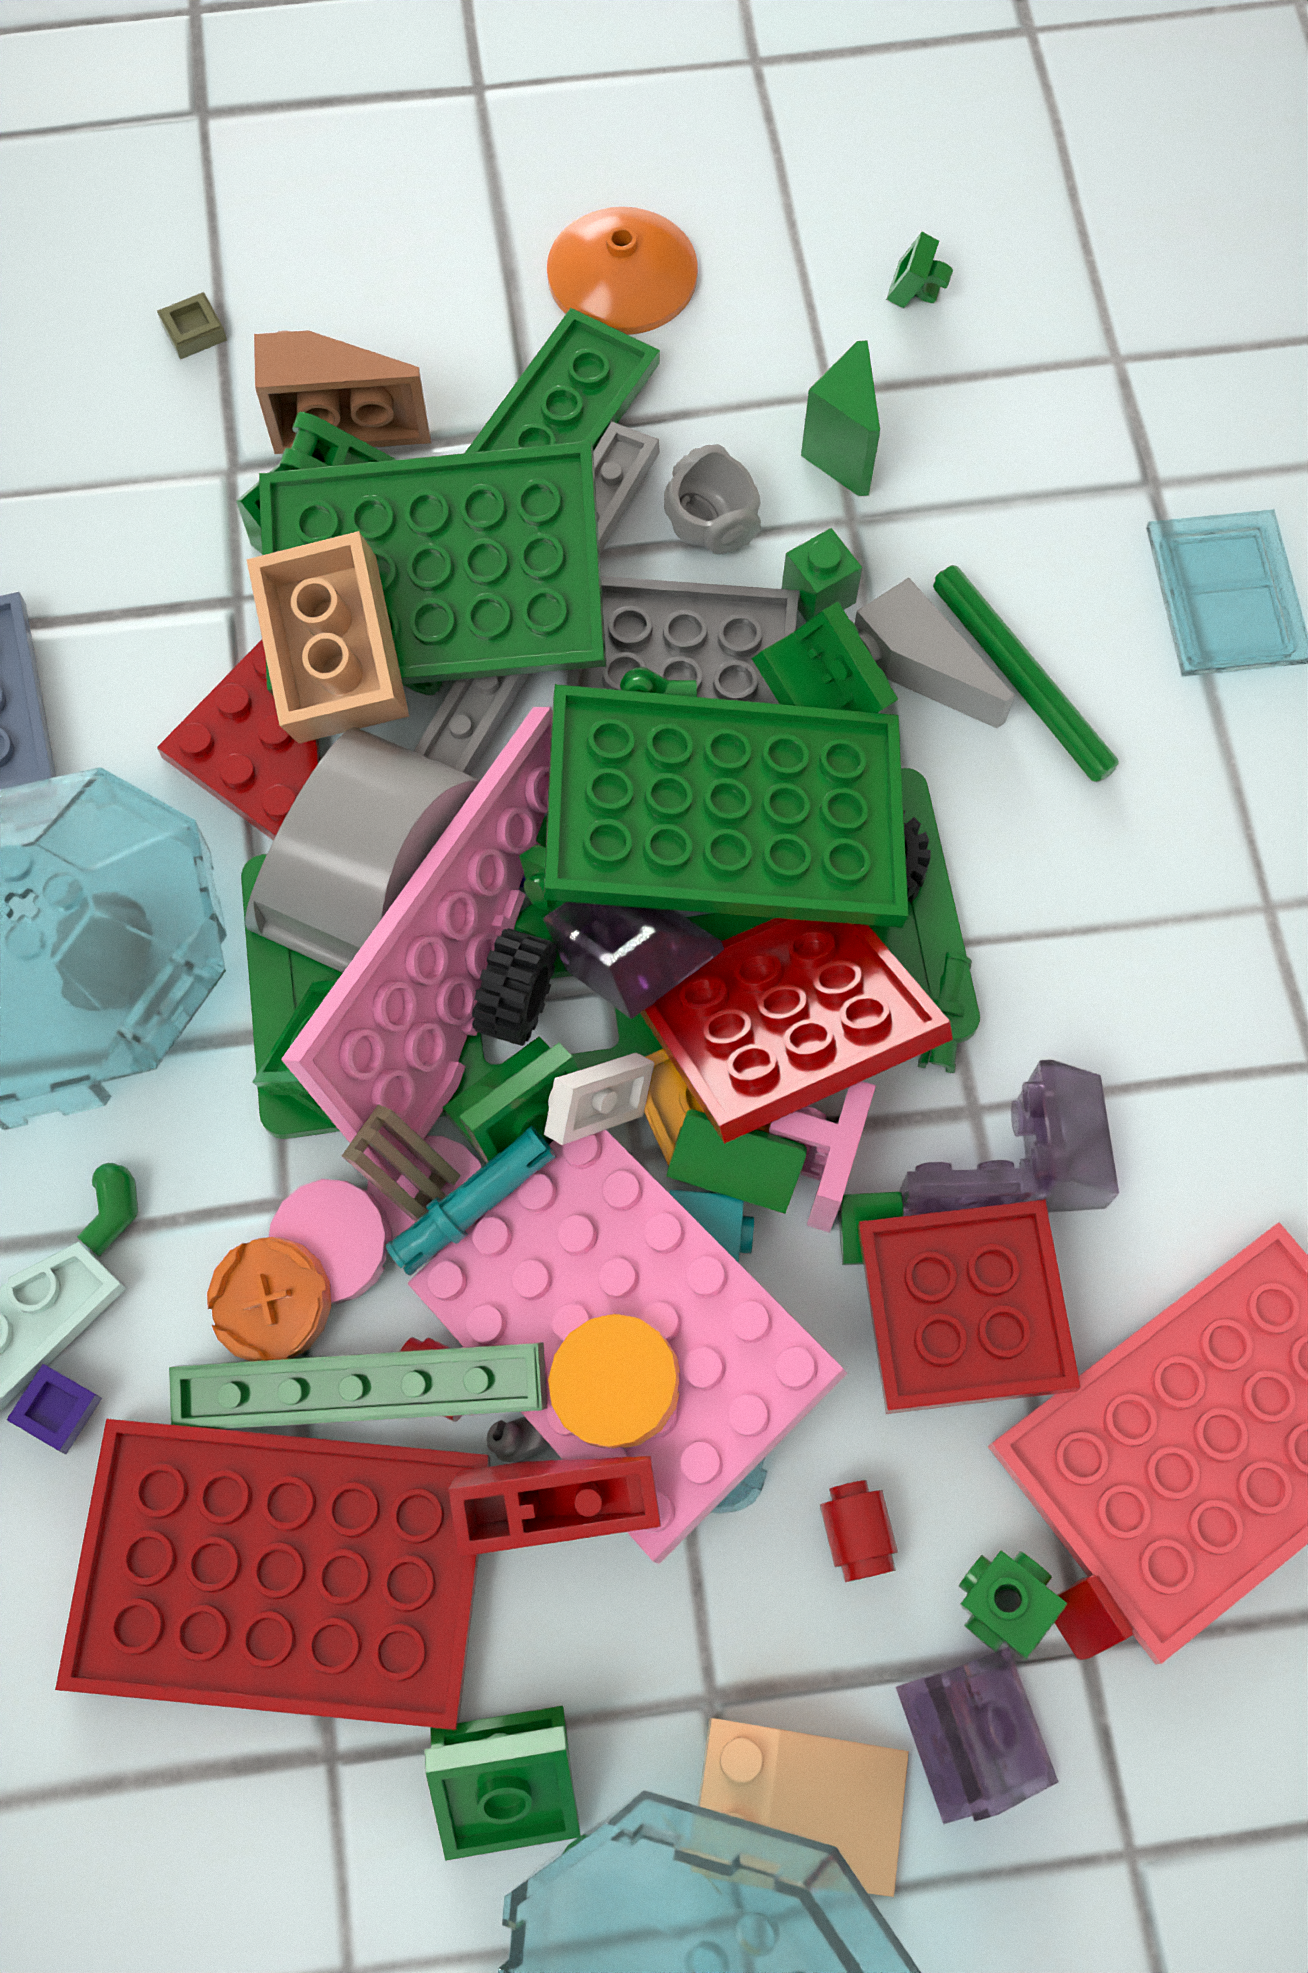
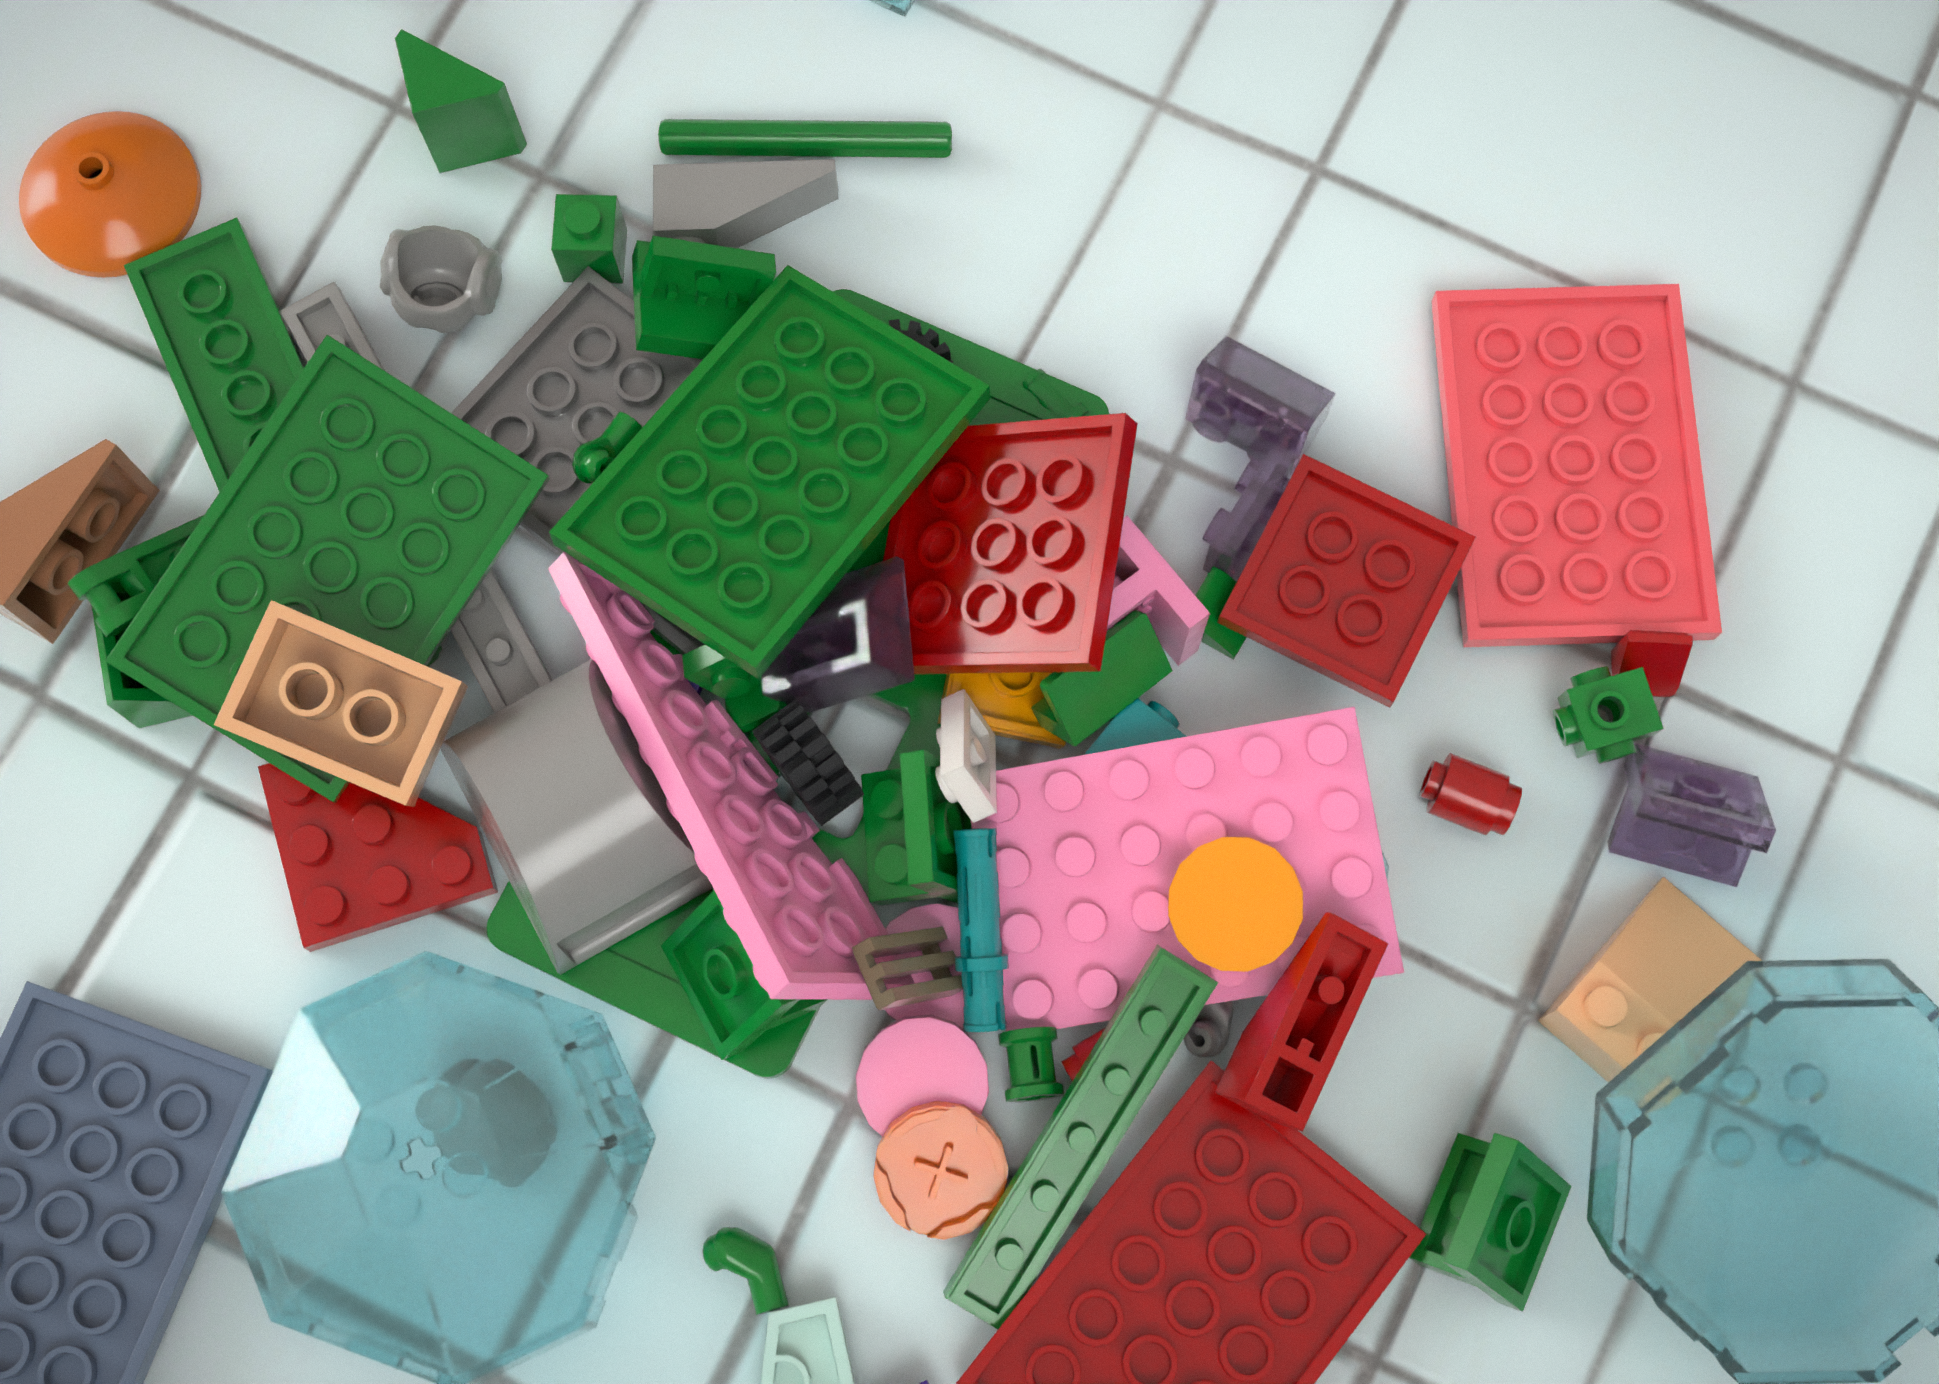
camera: 55 degrees left, 5 degrees up
(402, 1296) = (1031, 1064): none -> green bush

